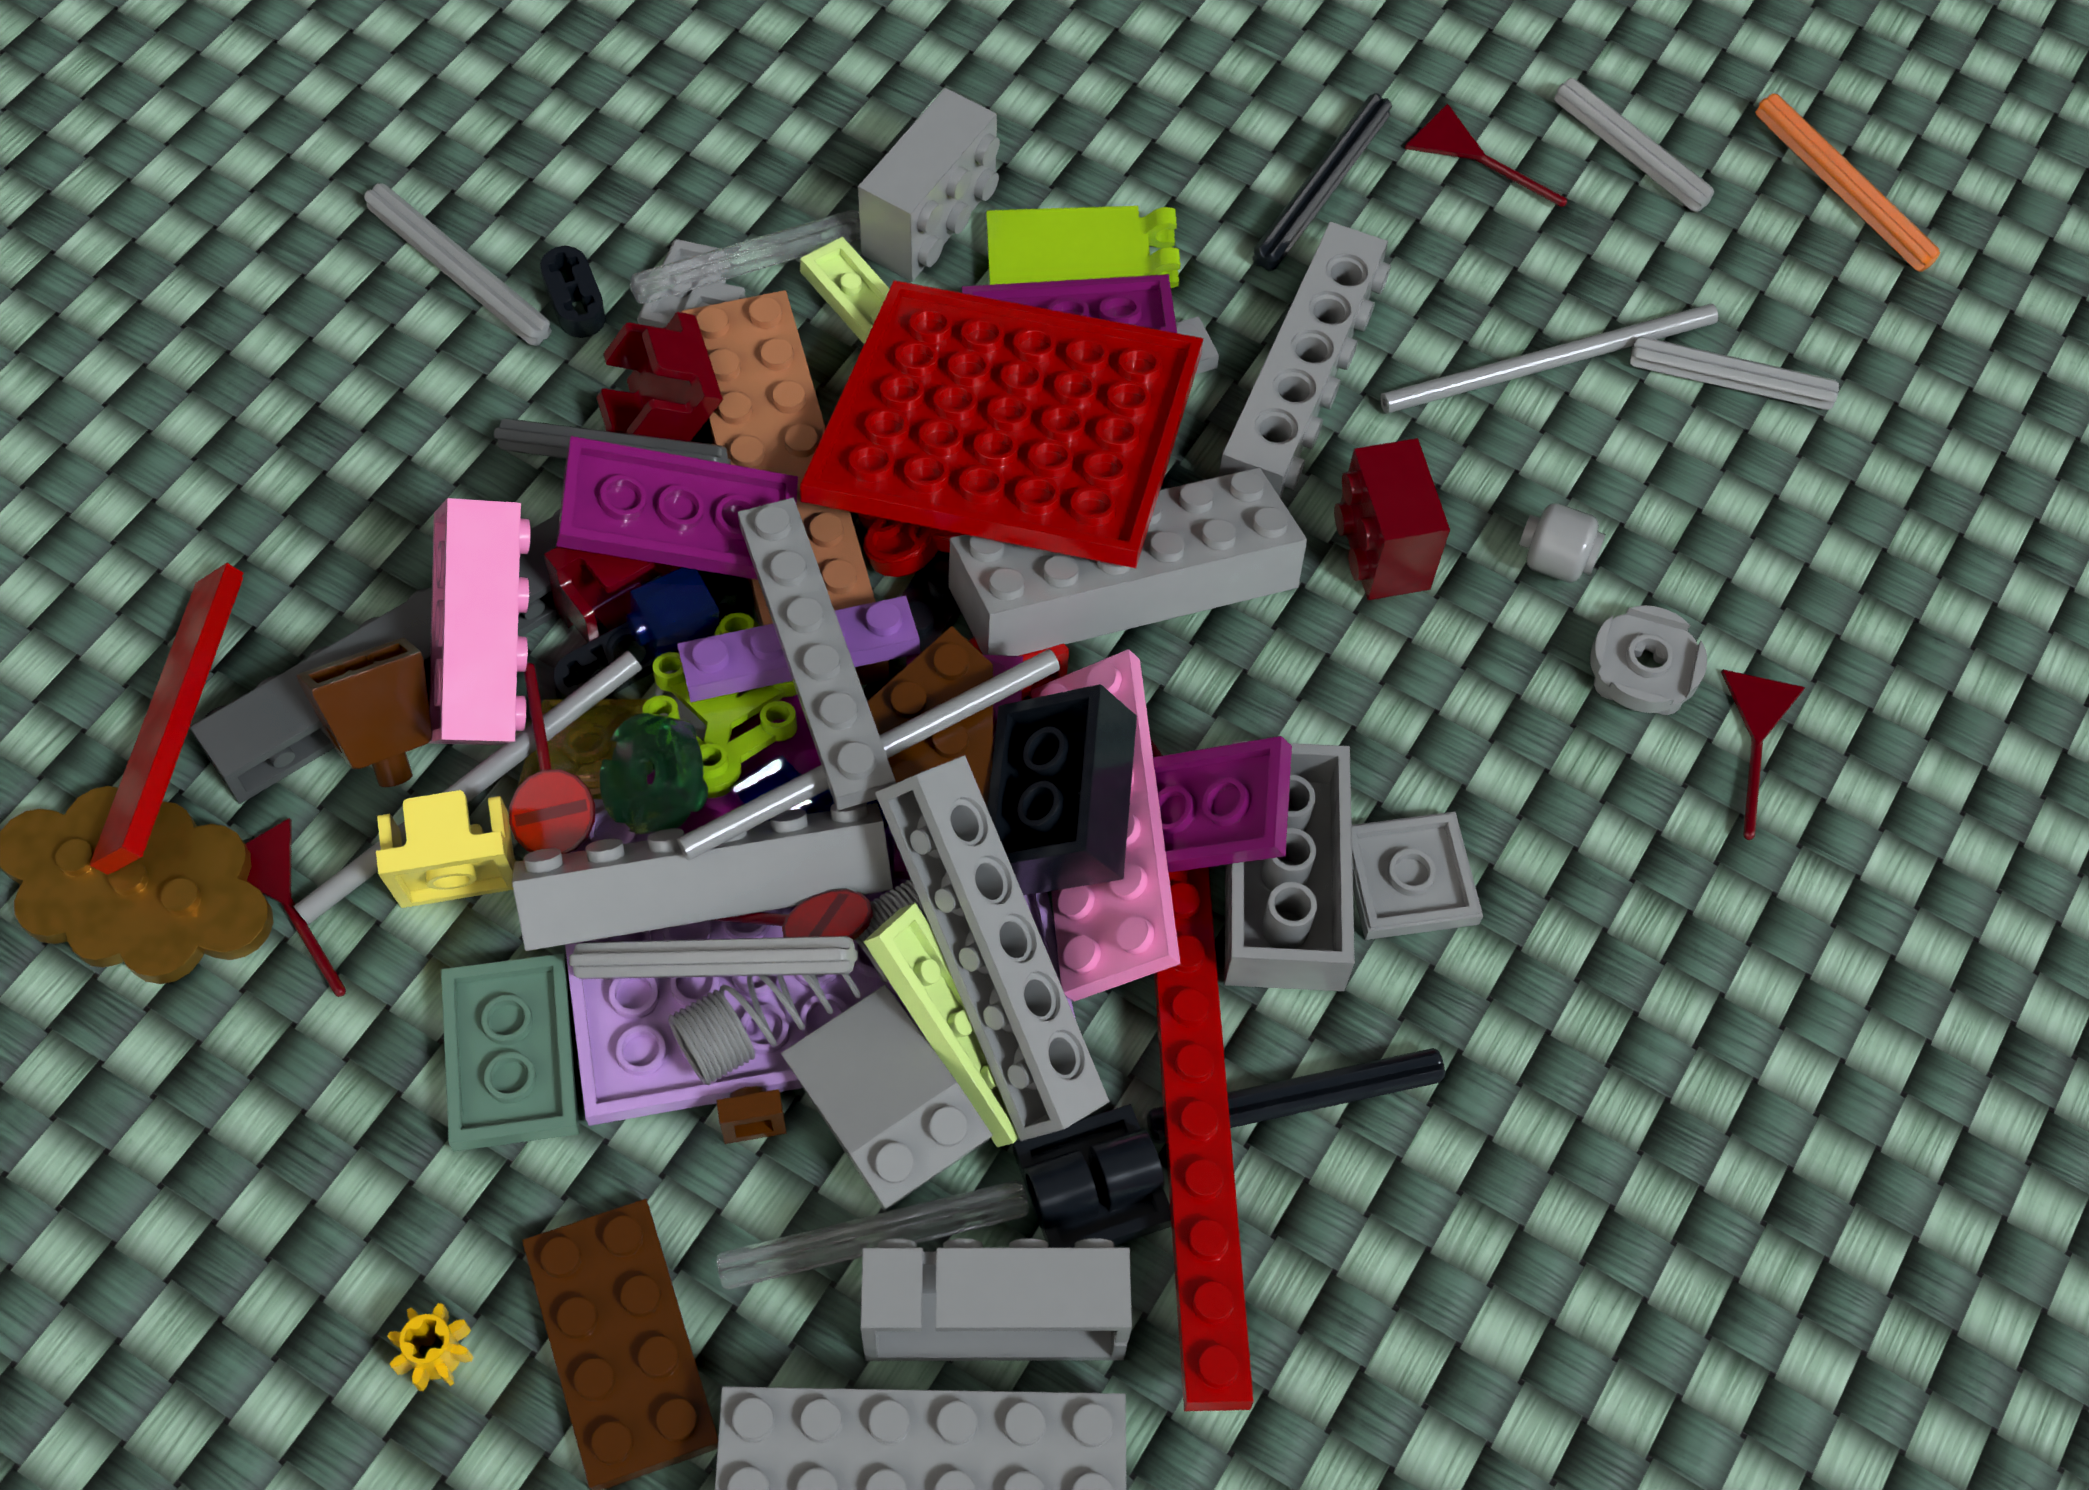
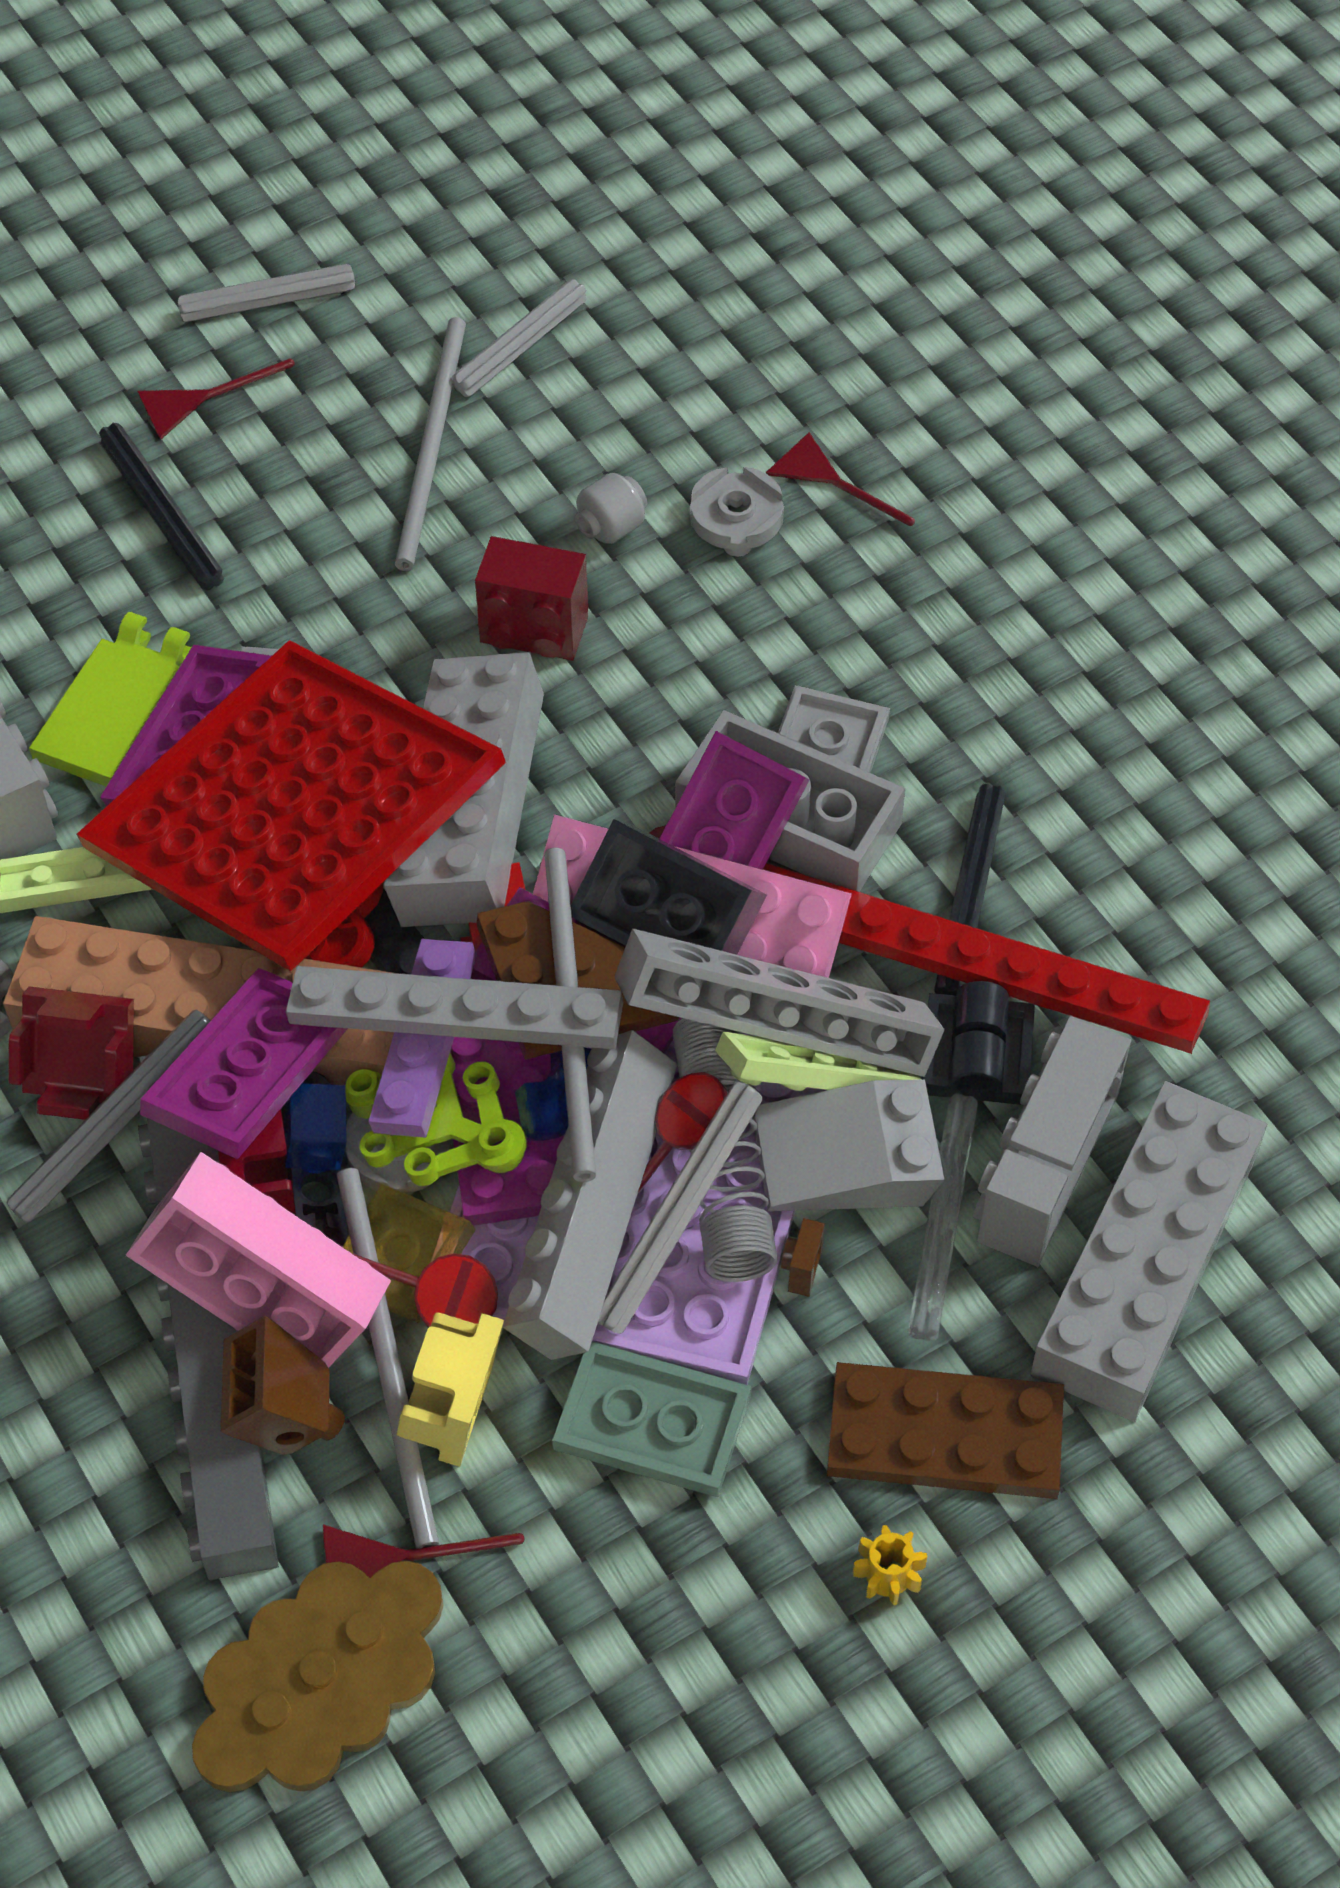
camera: 60 degrees left, 5 degrees down
(167, 721) = (174, 1578): red tile -> none
(678, 779) = (457, 1202): clear green plate -> none
(1306, 357) = (334, 592): light grey brick -> none
(1848, 183) = (392, 184): orange axle -> none

